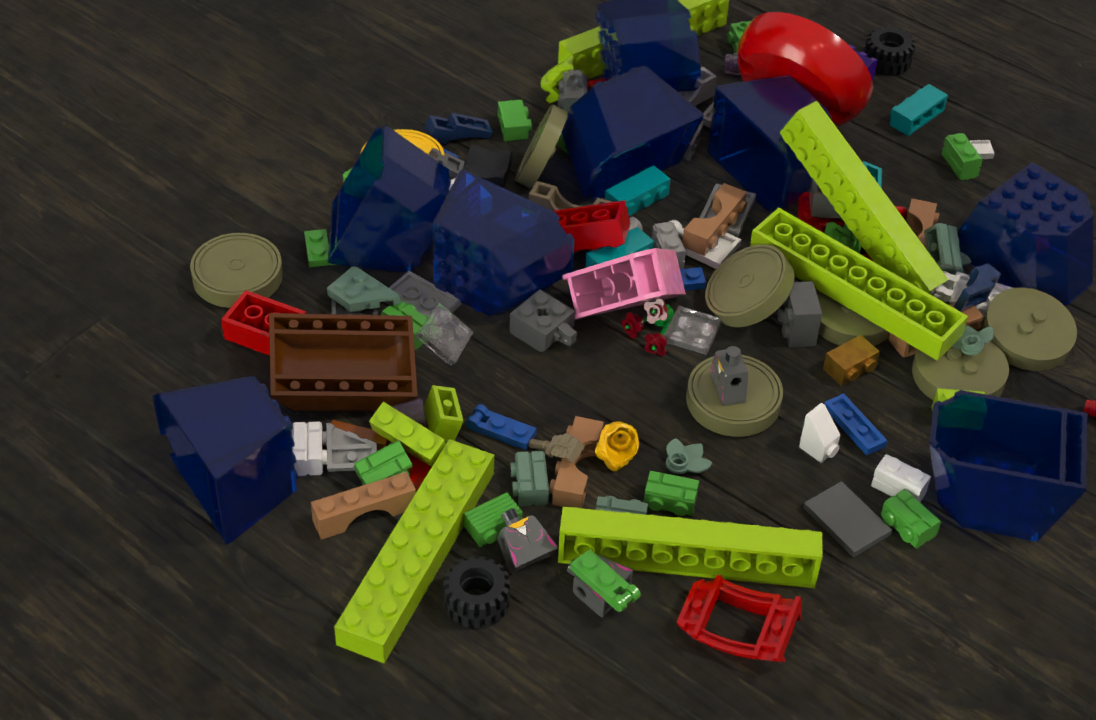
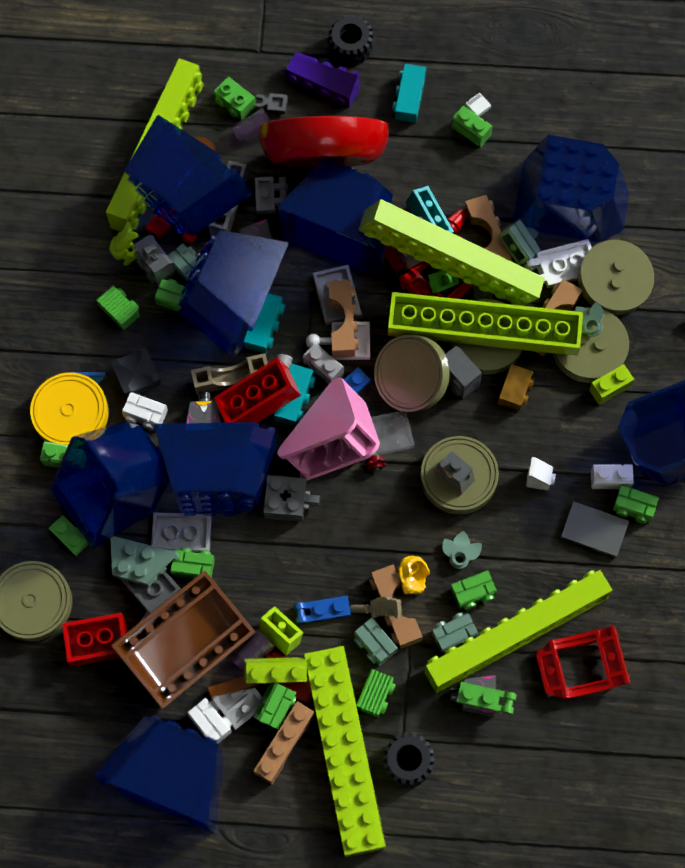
camera: 30 degrees left, 25 degrees up
(444, 334) = (227, 558): clear plate -> none
(452, 163) = (110, 394): dark grey plate -> none
(457, 127) = (82, 346): dark blue slope -> none
(523, 541) = (410, 700): dark grey torso -> none
(541, 146) = (174, 337): olive brick -> none
(855, 424) = (552, 444): blue plate -> none
(979, 287) = (565, 265): dark blue slope -> none

